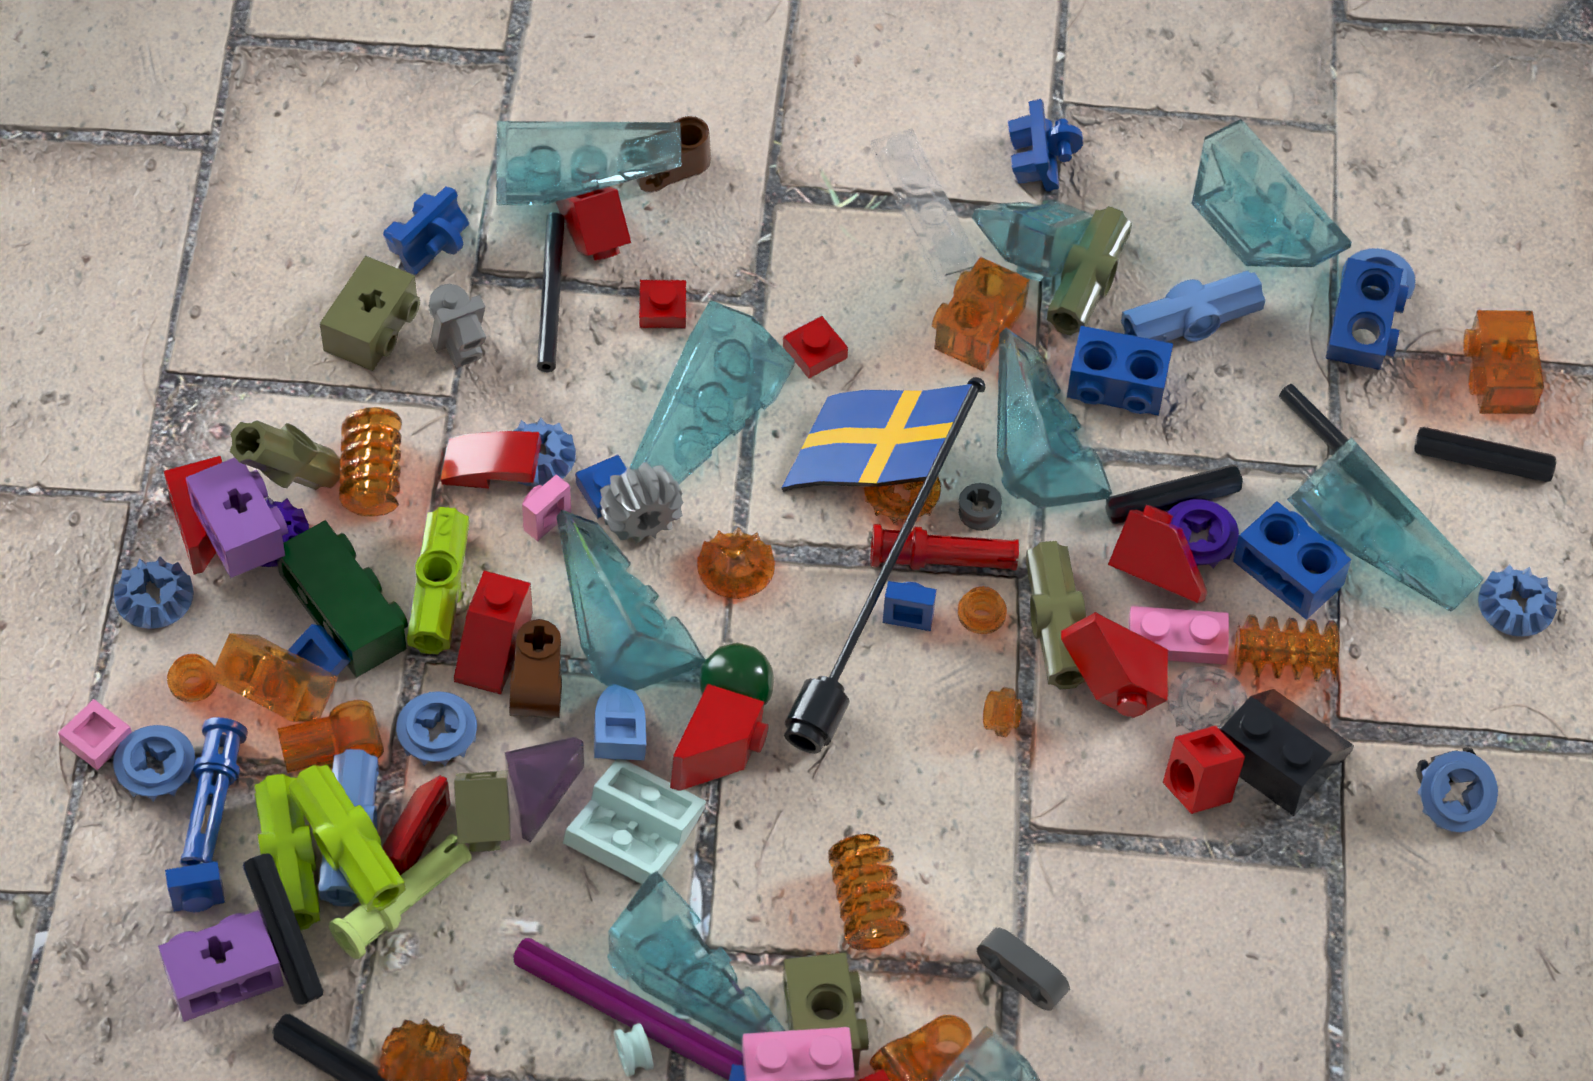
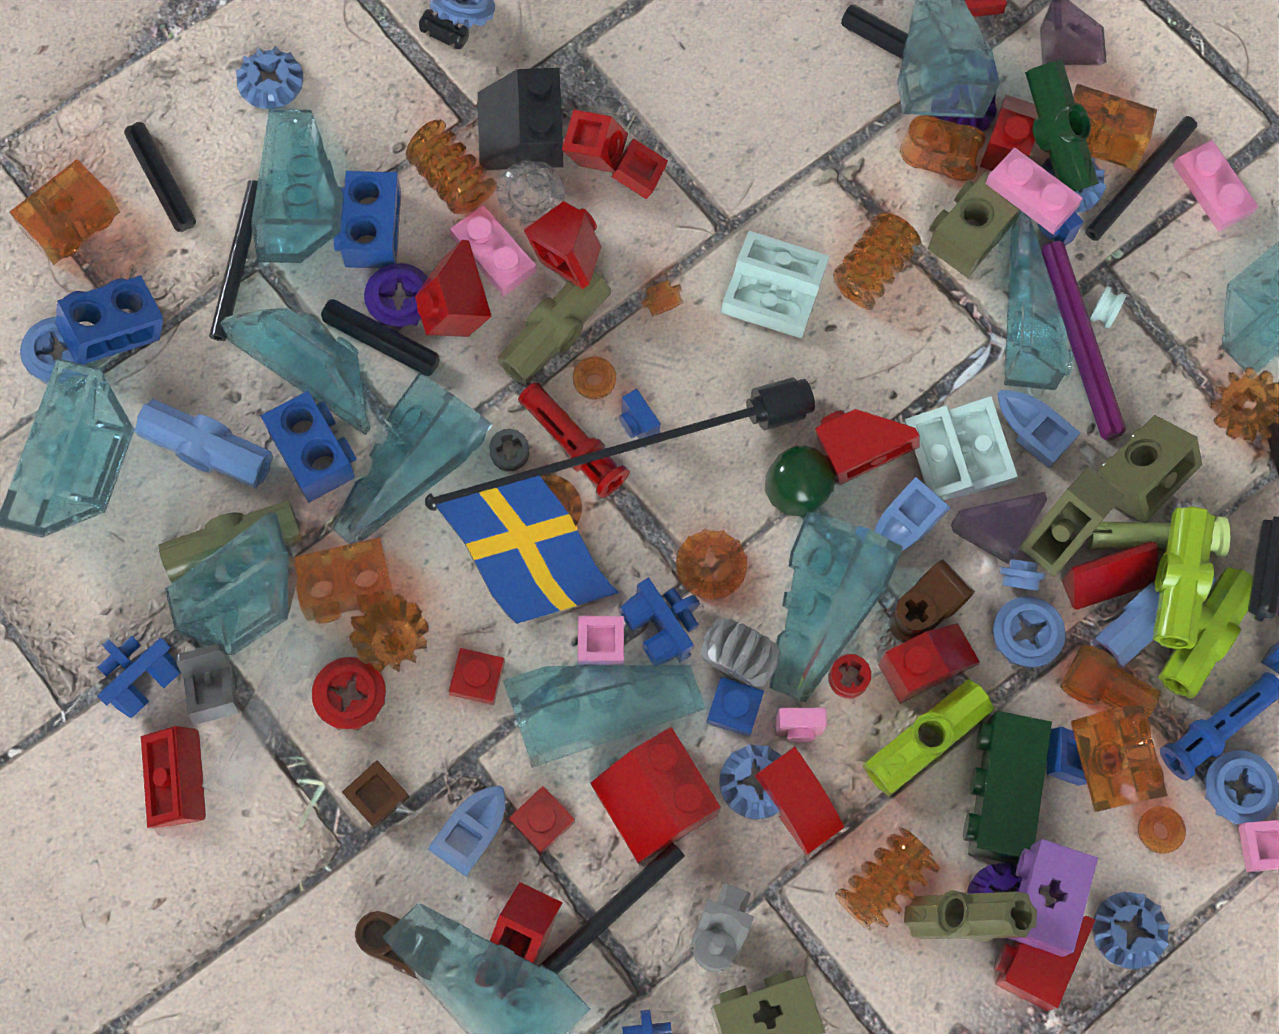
camera: 135 degrees left, 15 degrees up
(461, 928) = (1152, 467): none -> olive brick
(483, 754) = (1022, 575): none -> medium blue plate
(556, 571) = (836, 676): none -> red bush
(588, 888) = (1038, 426): none -> medium blue plate
(596, 383) = (655, 795): none -> red slope
(703, 252) = (470, 829): none -> medium blue plate
(724, 487) = (672, 639): none -> blue hips
(754, 437) = (600, 640): none -> bright pink plate
(792, 218) = (375, 794): none -> reddish brown plate
(893, 245) = (338, 676): none -> red gear
(904, 300) = (380, 619): none -> clear orange gear
(931, 814) = (774, 284): none -> light aqua slope
(939, 124) = (173, 777): none -> red slope
(983, 179) = (208, 684): none -> flat silver bracket
(1023, 968) = (829, 144): dark grey beam -> none
(1147, 796) = (639, 168): none -> red plate
(1194, 418) = (305, 358): none -> clear light blue wedge

